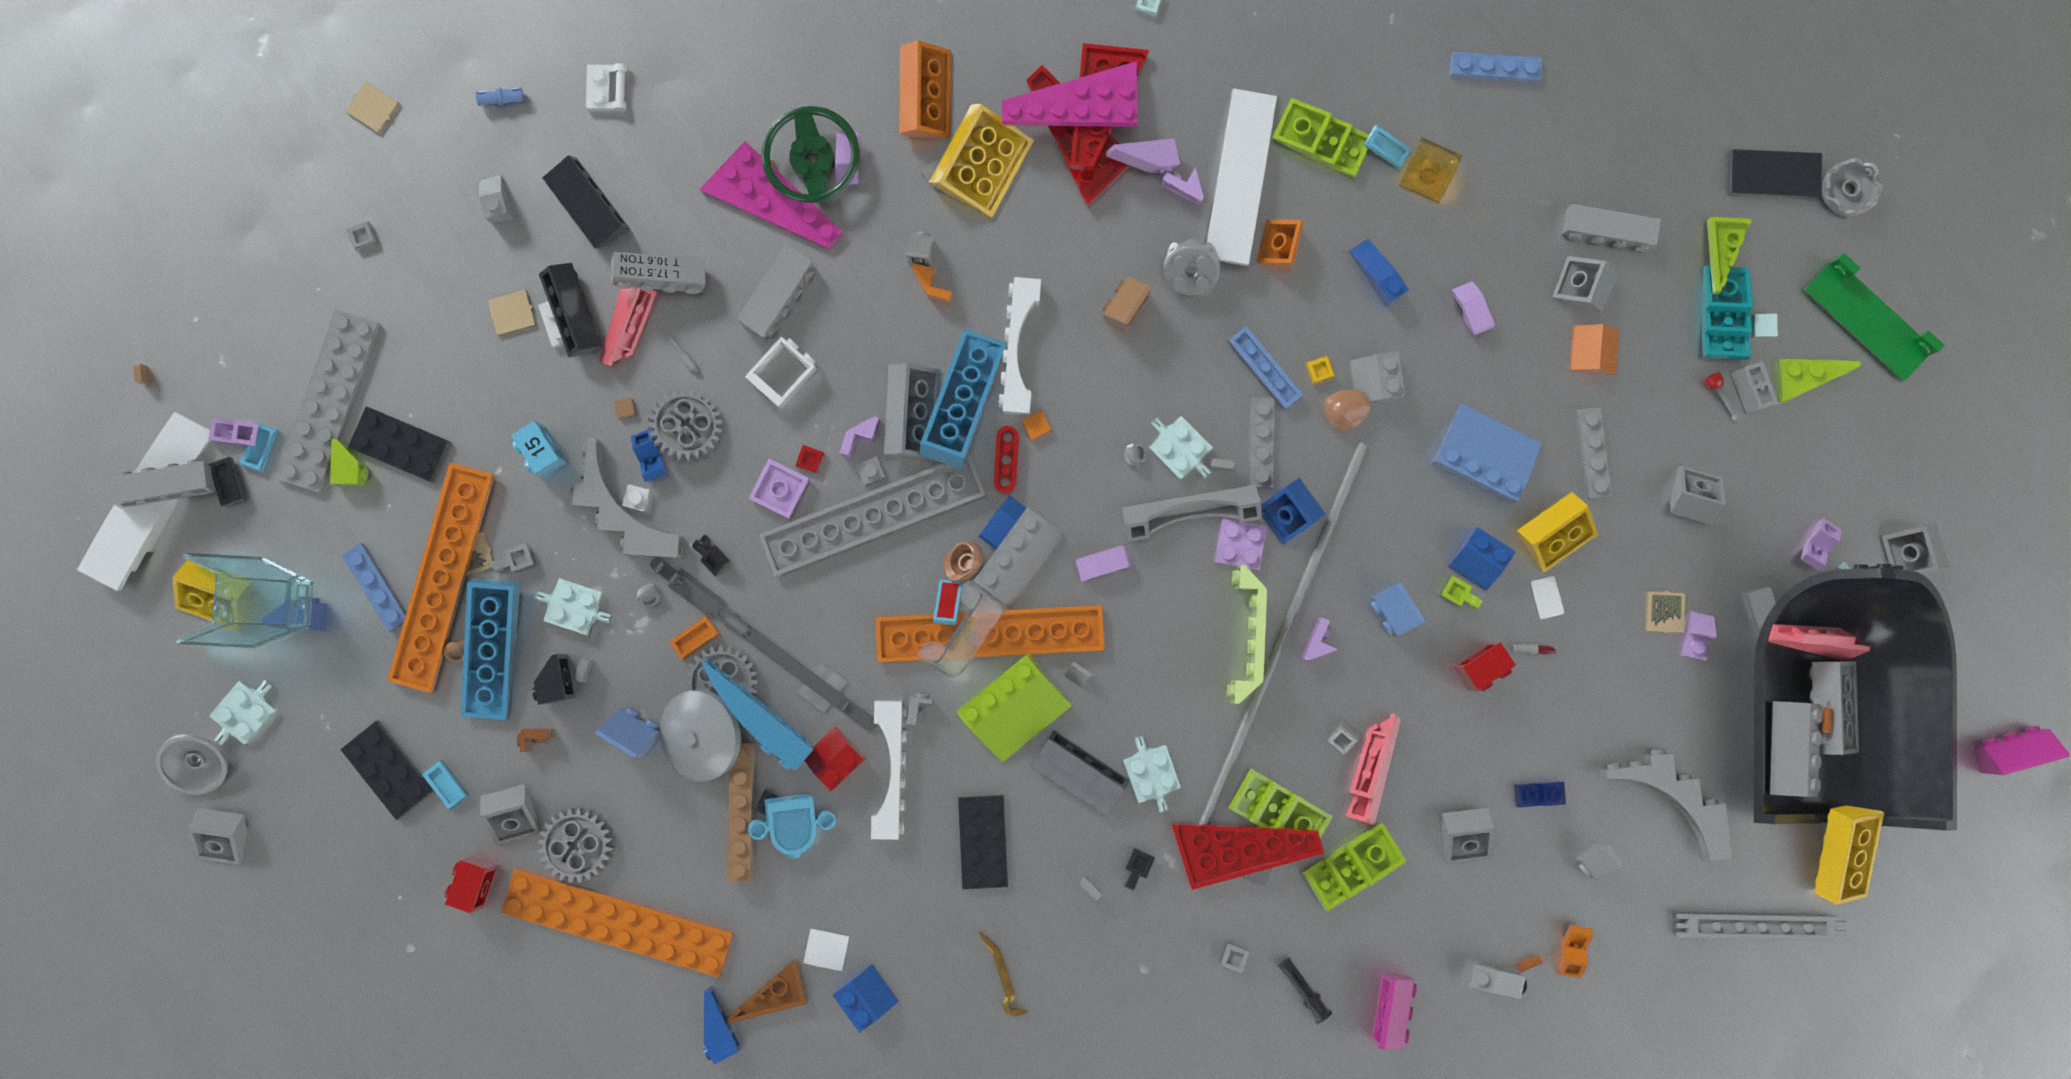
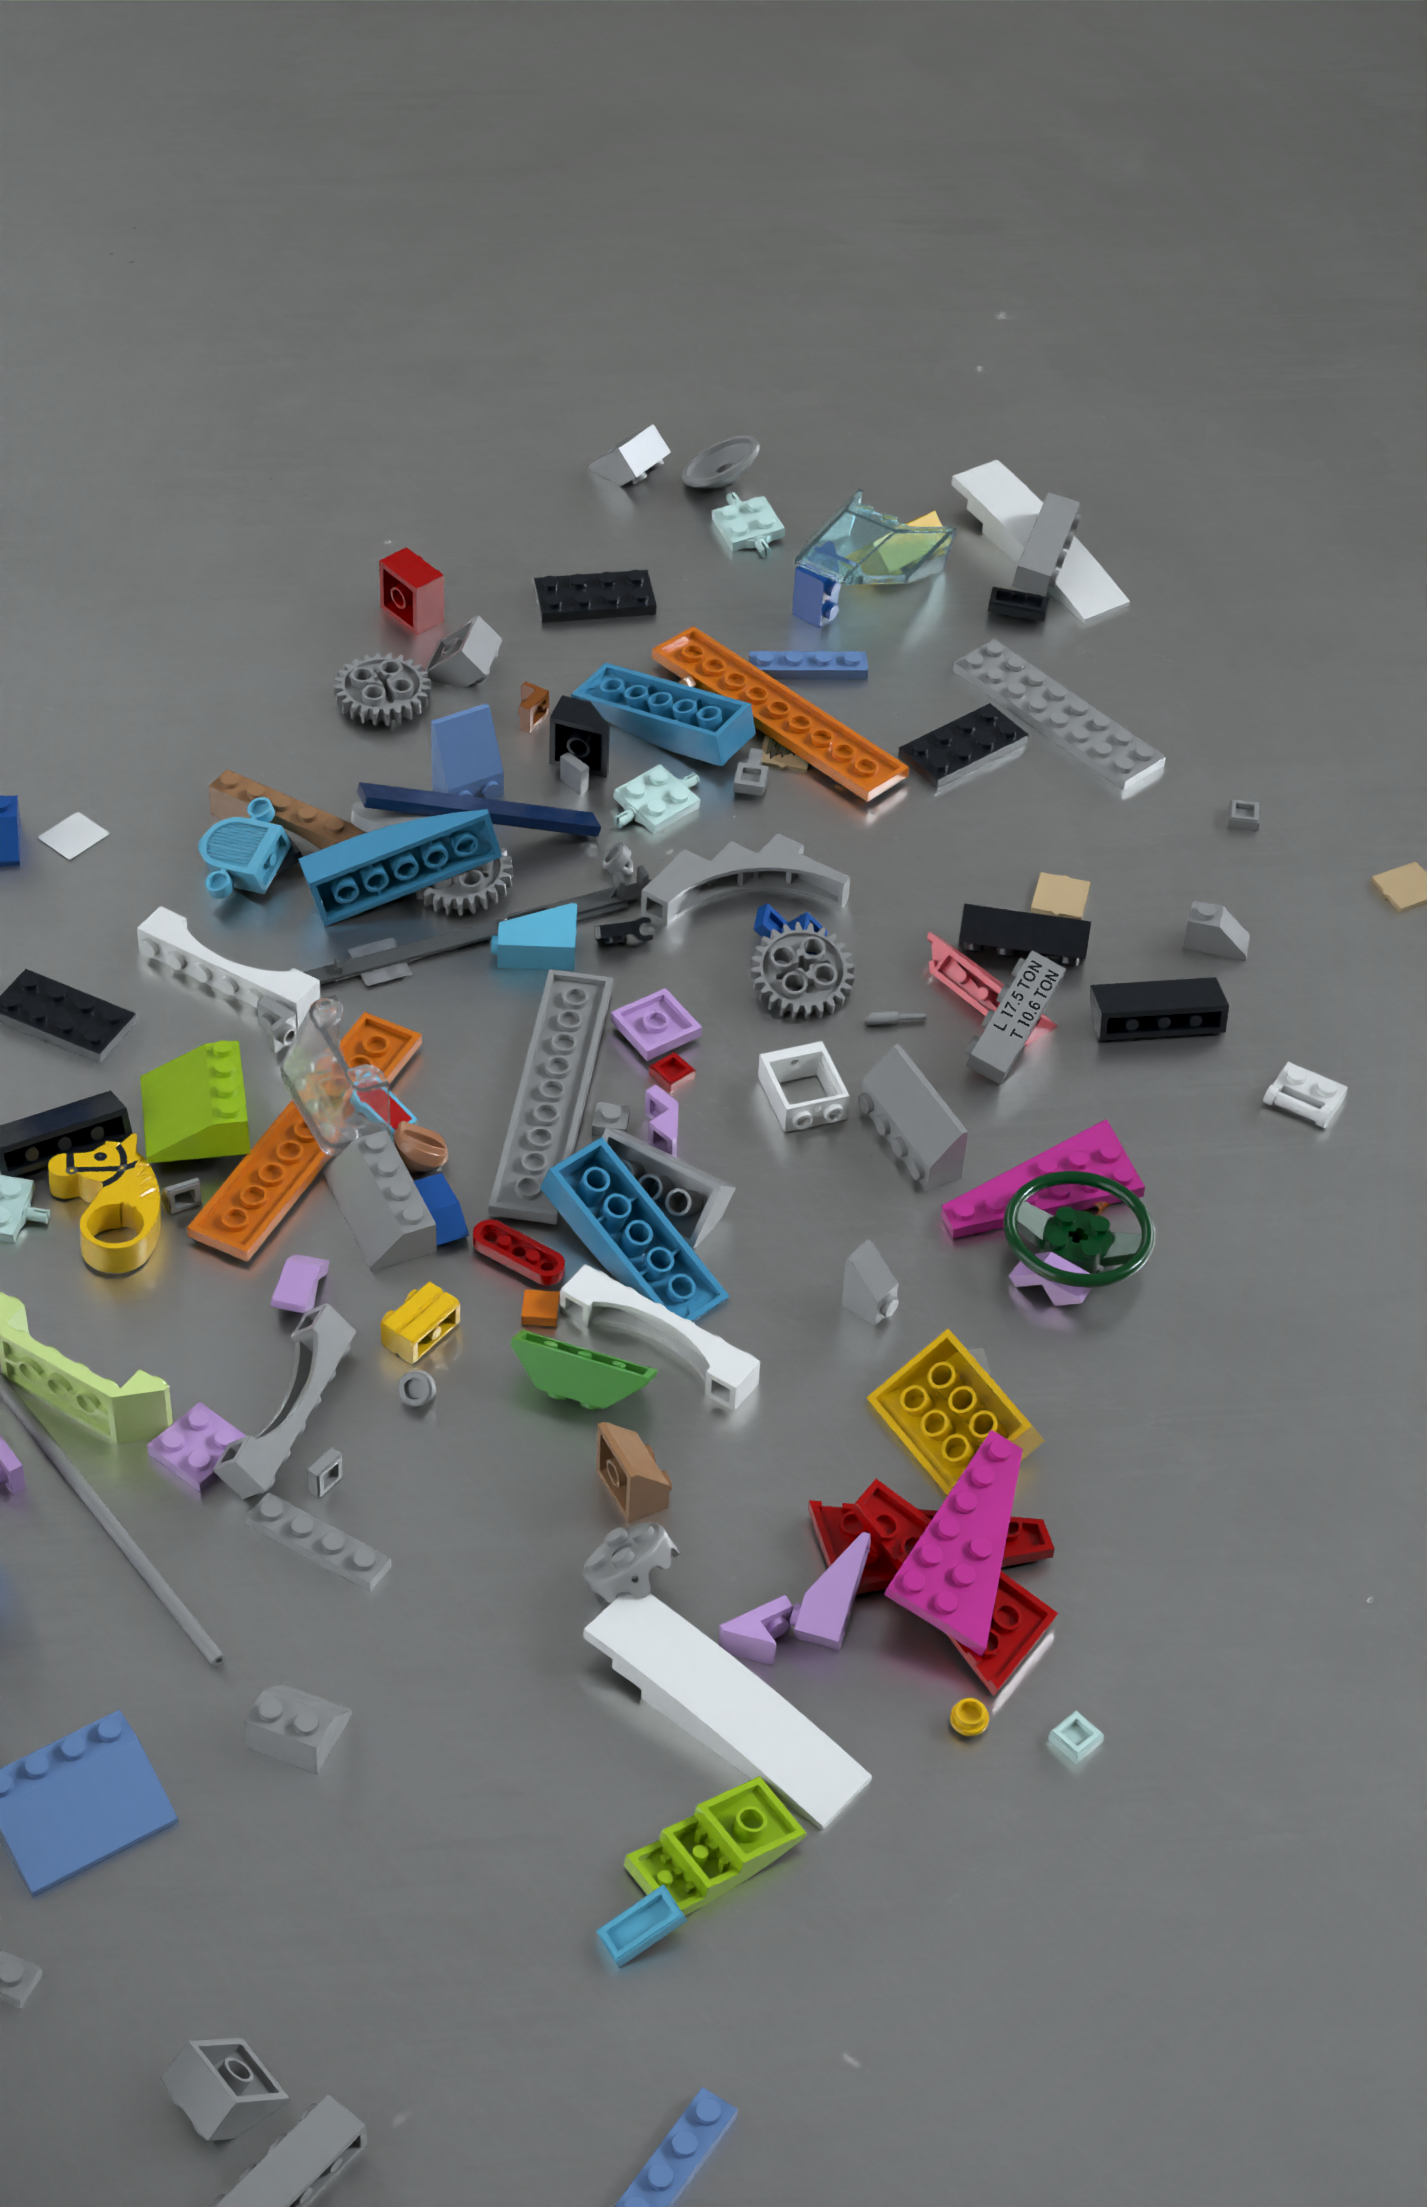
camera: 115 degrees right, 40 degrees down
(141, 374) = (1190, 591): medium nougat piece -> none
(233, 432) = (1073, 627): lavender slope -> none
(258, 455) = (1041, 645): medium azure tile -> none
(346, 466) = (967, 691): lime slope -> none
(445, 784) = (540, 629): medium azure tile -> none
(499, 96) = (1352, 992): medium blue pin -> none
(539, 449) = (866, 834): medium azure brick -> none
(617, 922) = (261, 692): orange plate -> none
(624, 408) = (866, 940): medium nougat piece -> none
(636, 498) = (744, 903): white plate -> none
(675, 694) = (500, 812): none -> dark blue tile
(694, 638) = (534, 880): orange tile -> none
(719, 1036) = (74, 708): blue slope -> none
(751, 598) = (538, 940): none -> medium azure slope
(778, 994) = (63, 770): dark orange wing -> none
(833, 759) = (282, 927): red slope -> none
(925, 90) = (1096, 1403): orange slope -> none
(926, 277) = (820, 1278): orange slope -> none
(1072, 369) = (578, 1372): none -> bright green wedge
(1090, 711) = (120, 1195): none -> yellow animal
(1091, 480) = (419, 1322): none -> yellow brick
(1170, 58) = (969, 1717): none -> yellow plate
(1181, 447) = (388, 1444): light aqua plate -> none
(1265, 367) = (420, 1594): medium blue plate -> none
(1280, 243) = (585, 1708): orange slope -> none
(1291, 511) = (195, 1522): blue slope -> none
(1320, 370) = (366, 1665): yellow tile -> none
(1347, 409) = (284, 1655): nougat hat -> none
(1379, 272) = (452, 1808): blue slope -> none
(1430, 170) = (567, 1966): clear yellow slope -> none
(1474, 308) = (297, 1900): lavender slope -> none
(1594, 349) = (109, 2049): orange slope -> none

